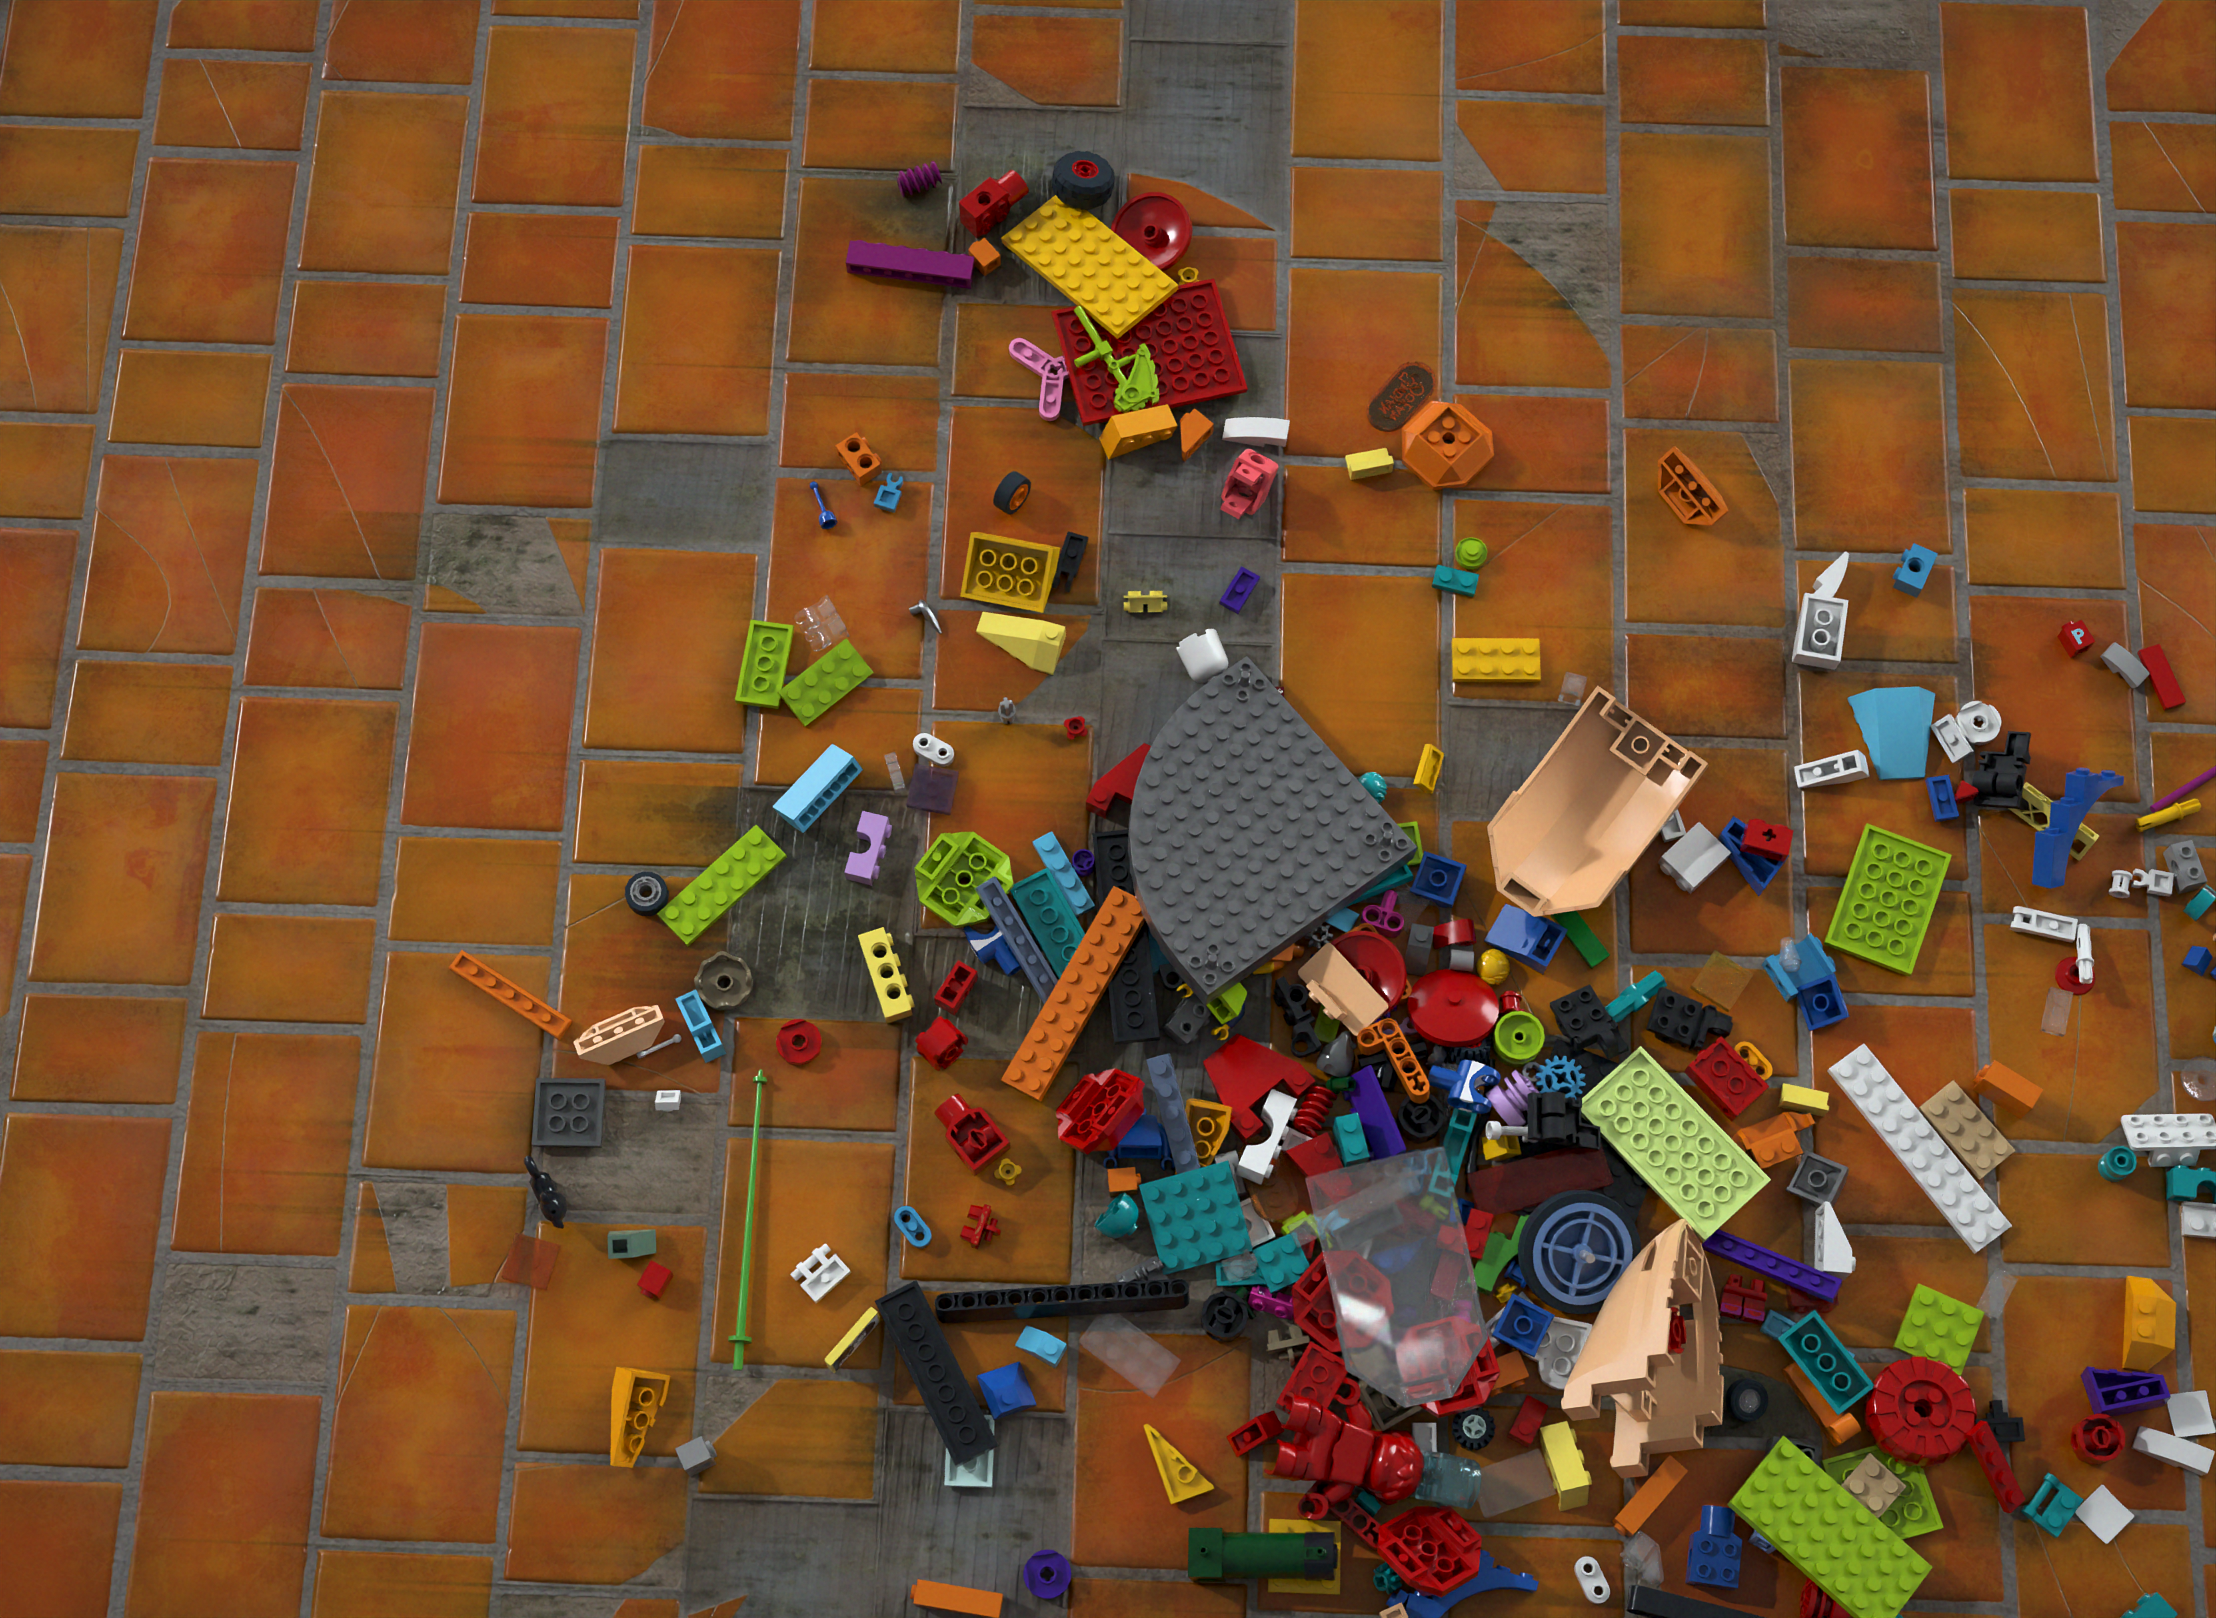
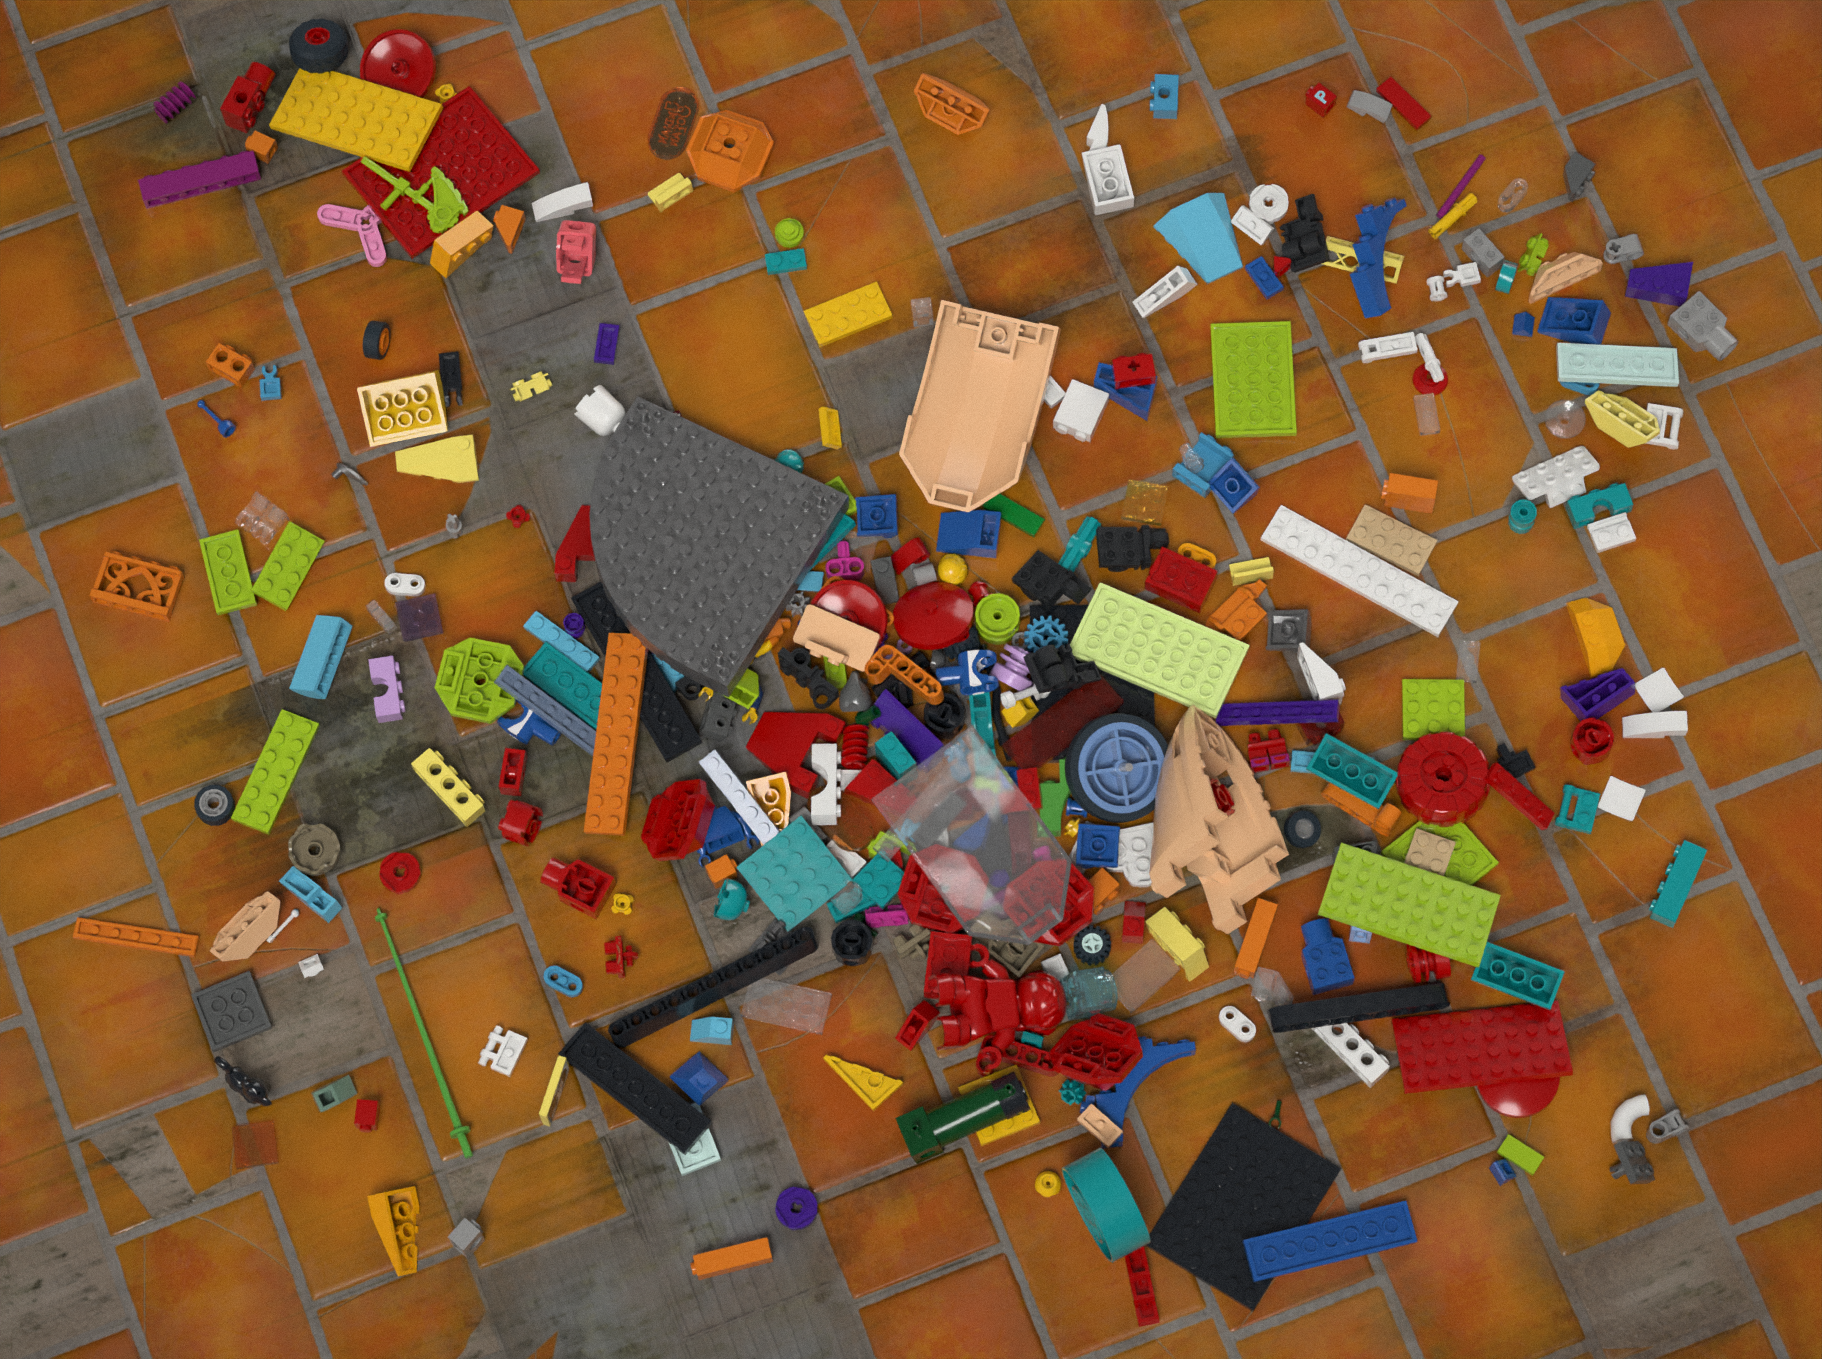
camera: 20 degrees left, 0 degrees up
(677, 668) = (125, 602): none -> orange fence

